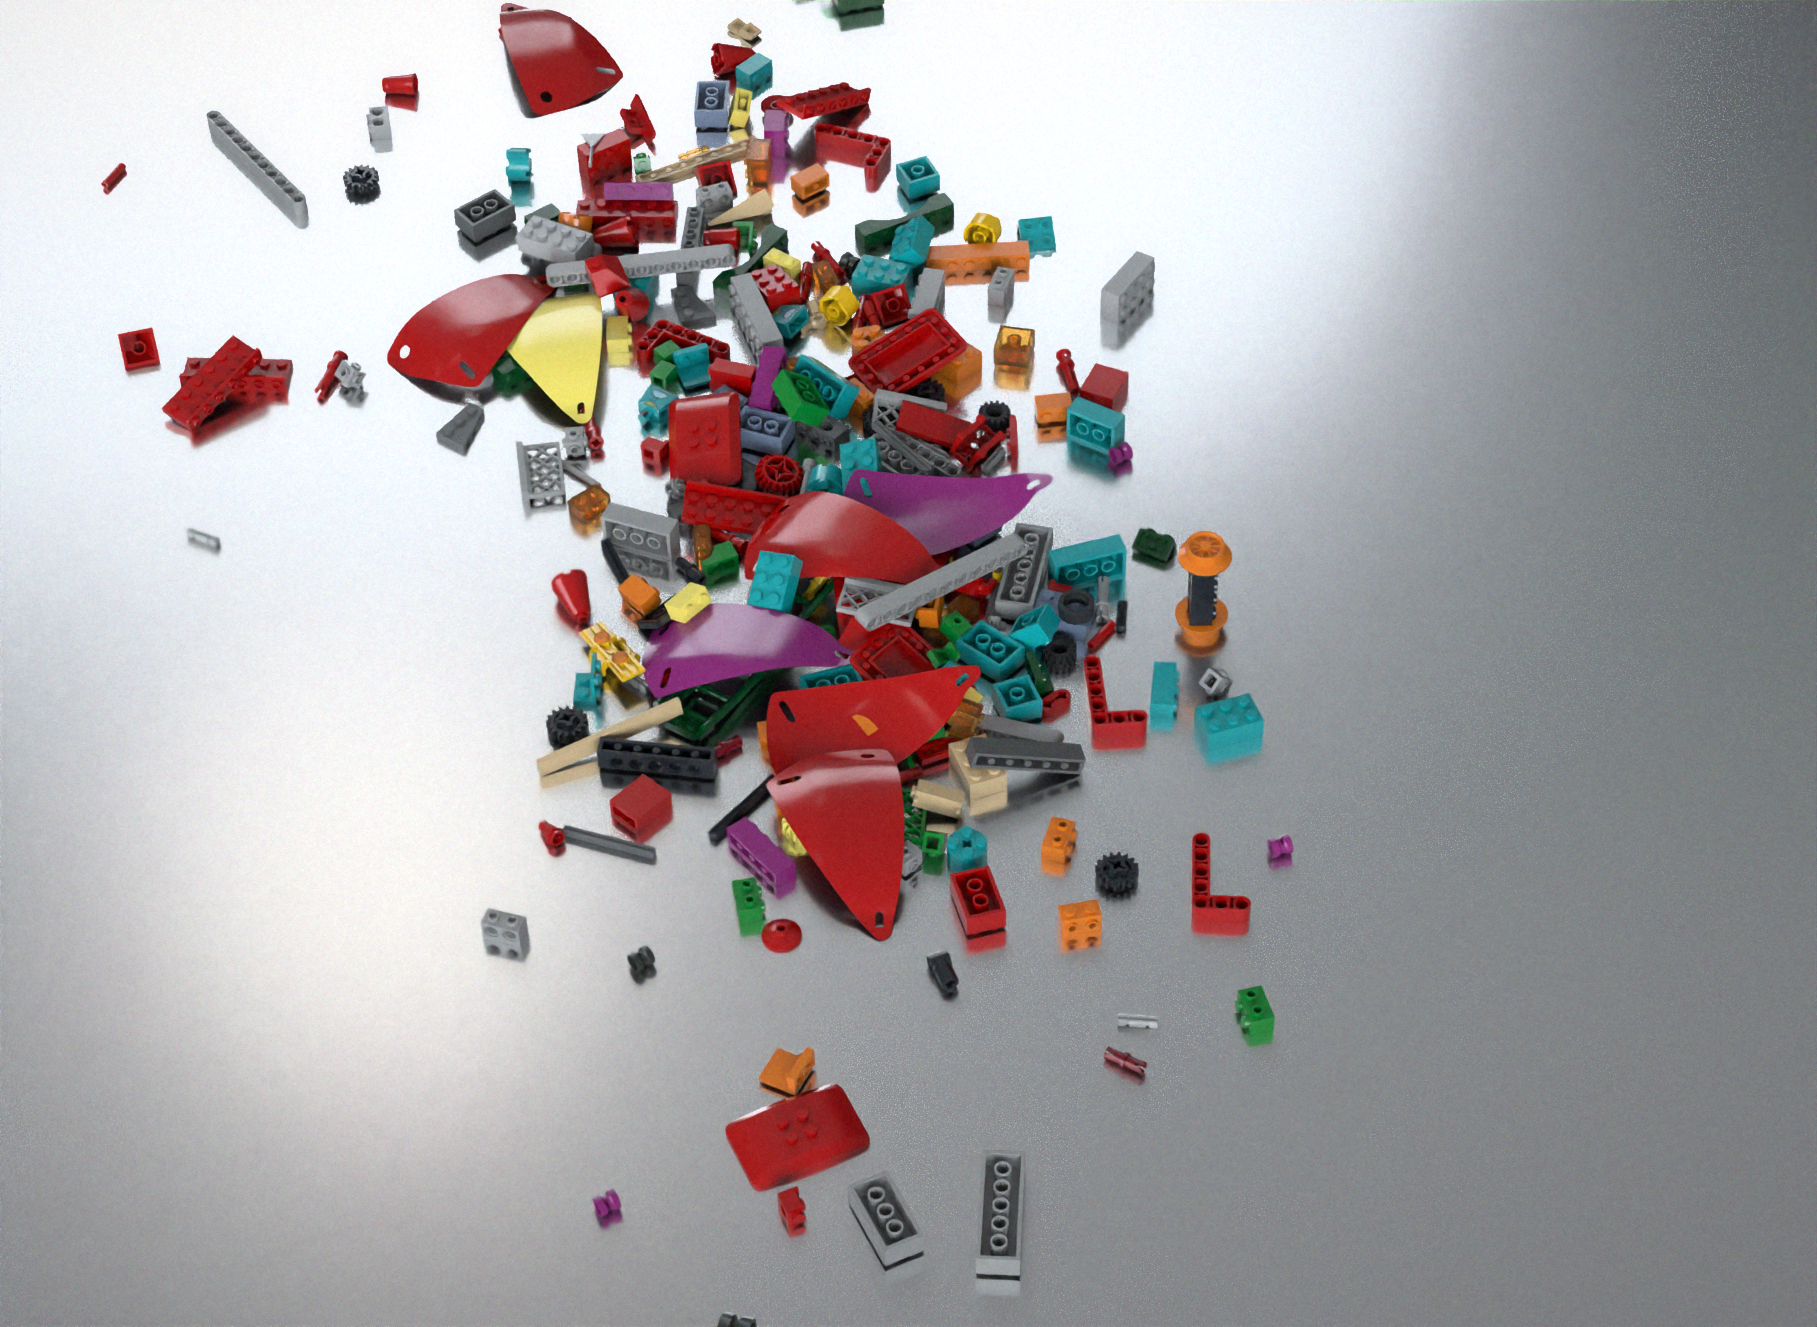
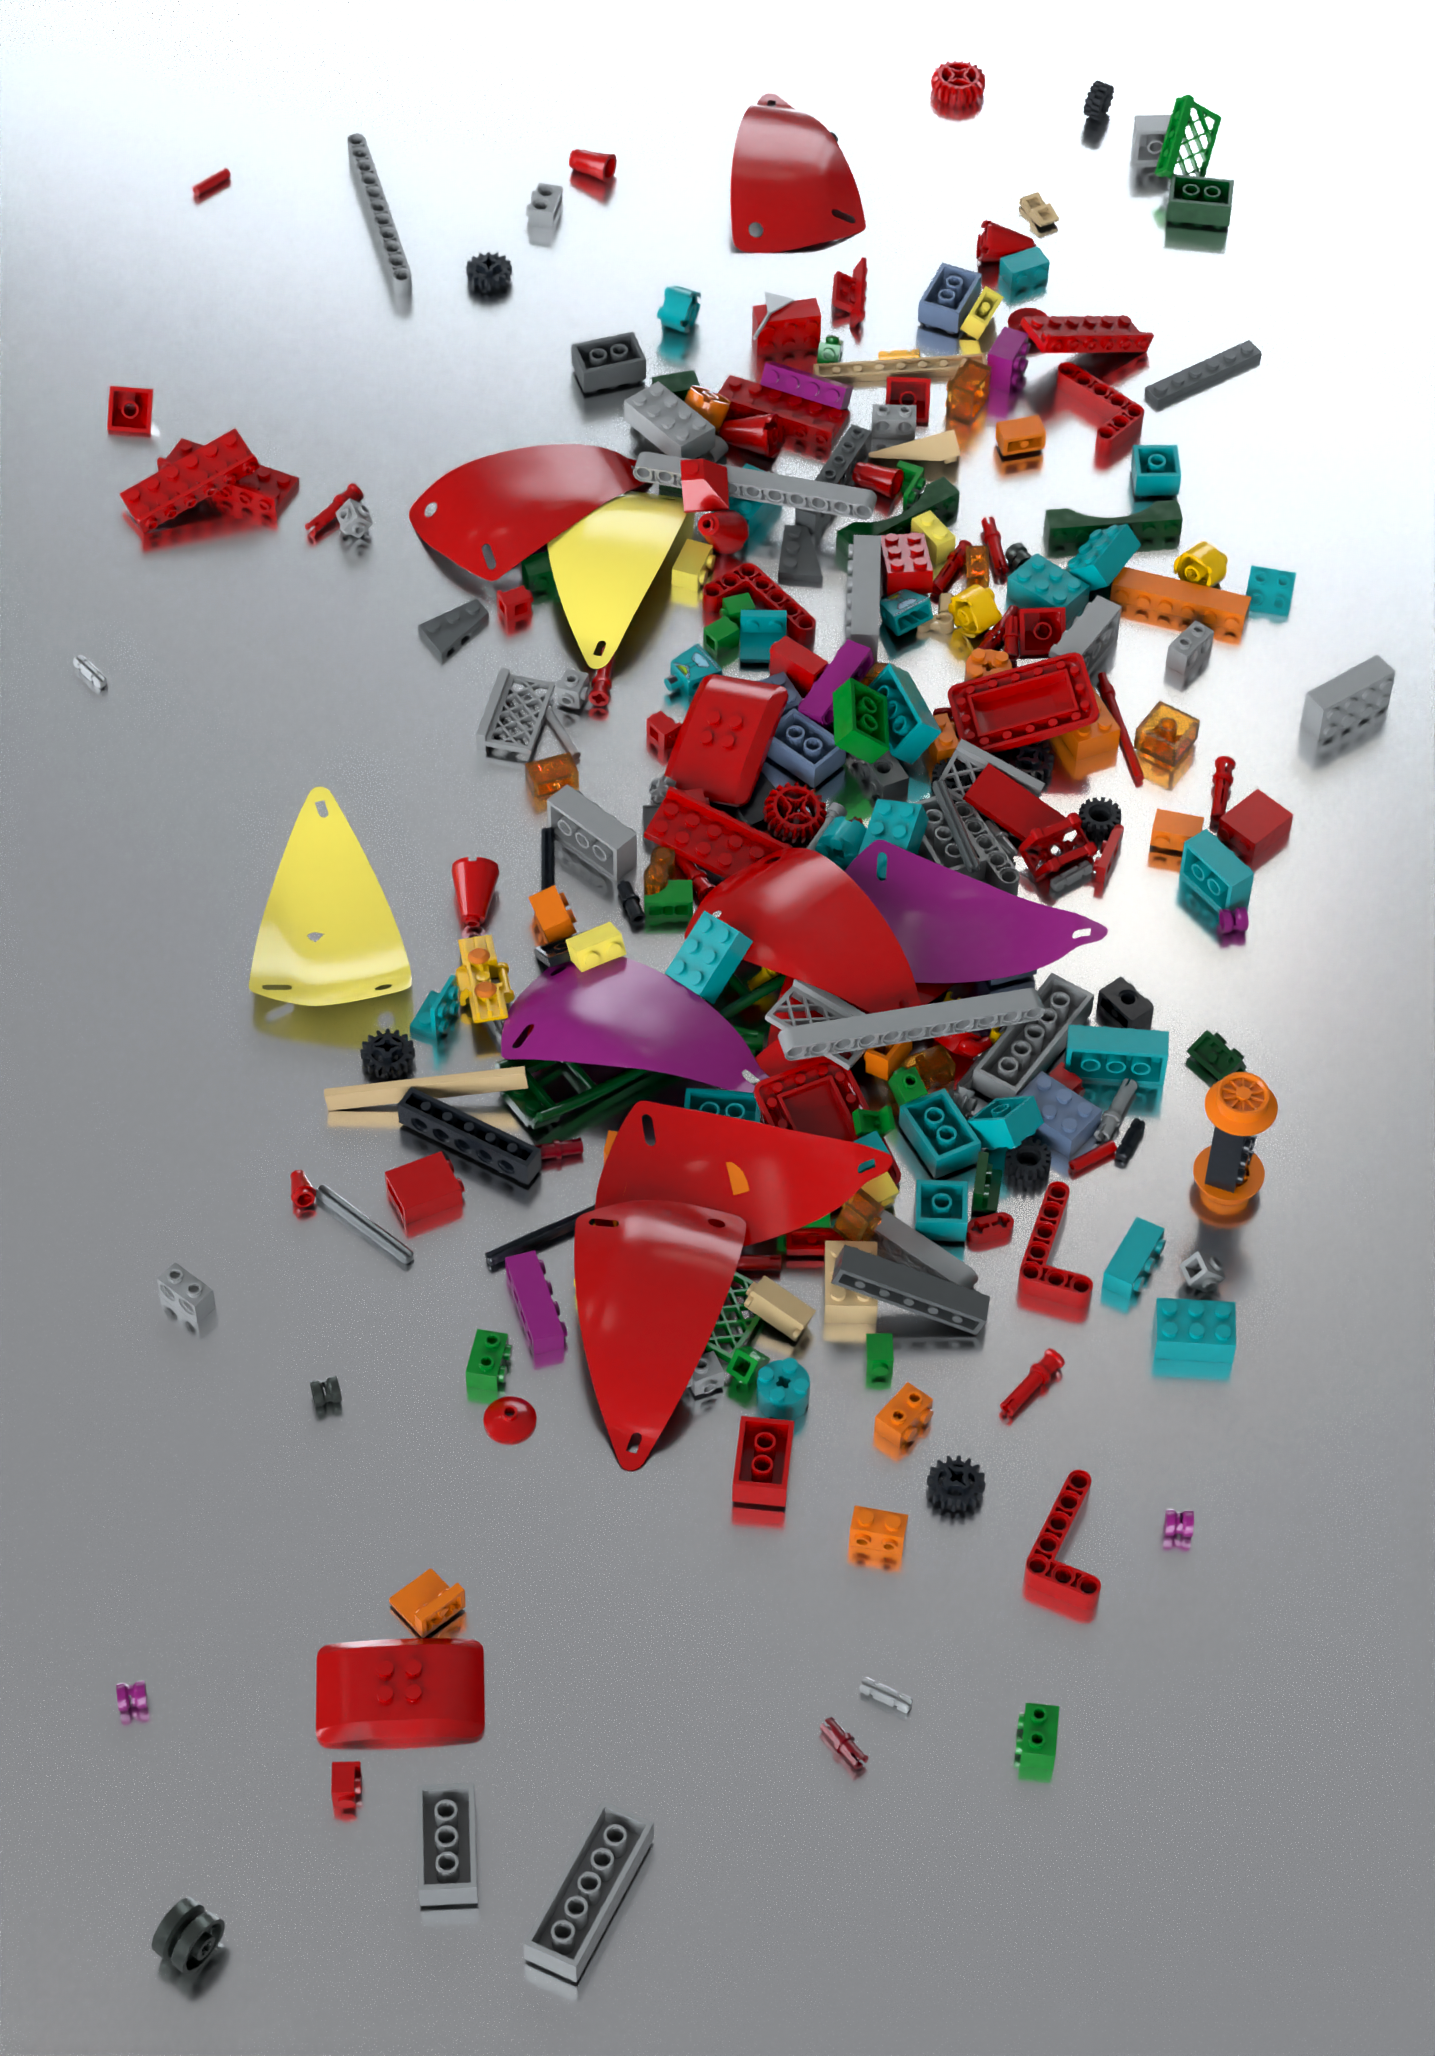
camera: 20 degrees right, 5 degrees up
(464, 629) = (332, 891): none -> light yellow piece
(500, 397) = (515, 602): none -> red brick
(915, 105) = (1203, 372): none -> dark grey plate
(941, 965) = (679, 1534): black piece -> none
(985, 359) = (1108, 694): none -> red bar
(1021, 806) = (879, 1354): none -> green brick
(1074, 529) = (1125, 1004): none -> black brick
(1076, 617) = (1064, 1127): black tyre -> none
(1137, 784) = (1039, 1374): none -> red pin

